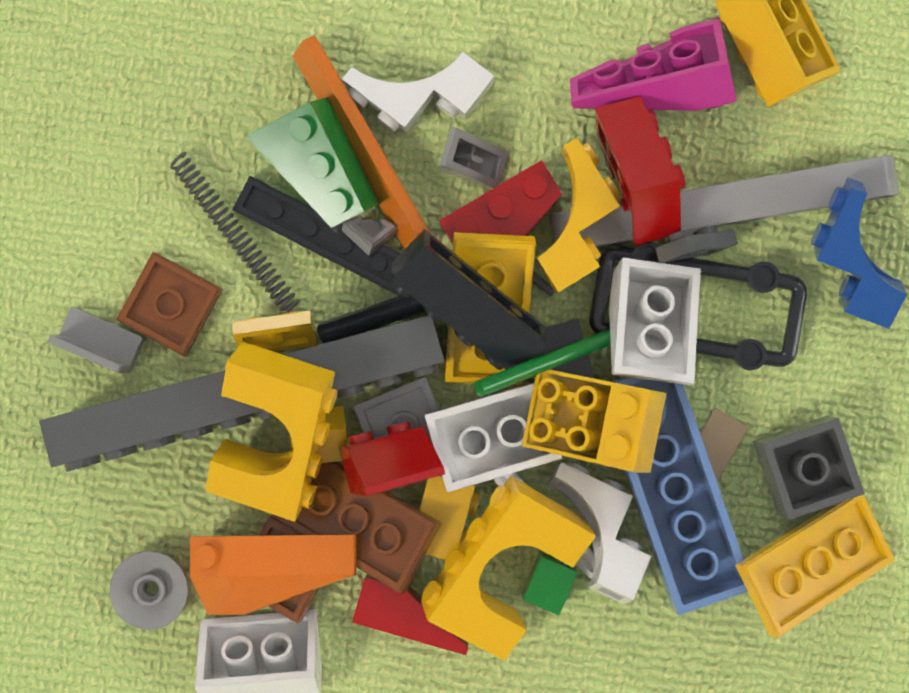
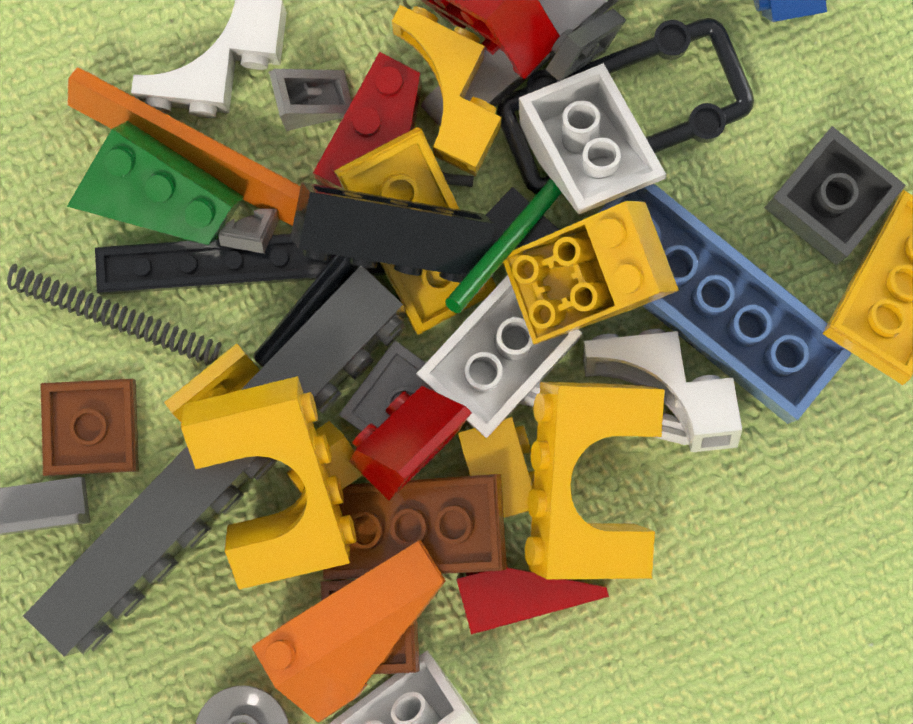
camera: 25 degrees left, 5 degrees down
(549, 583) = (648, 470): green brick -> none
(721, 438) = (733, 223): tan sticker -> none

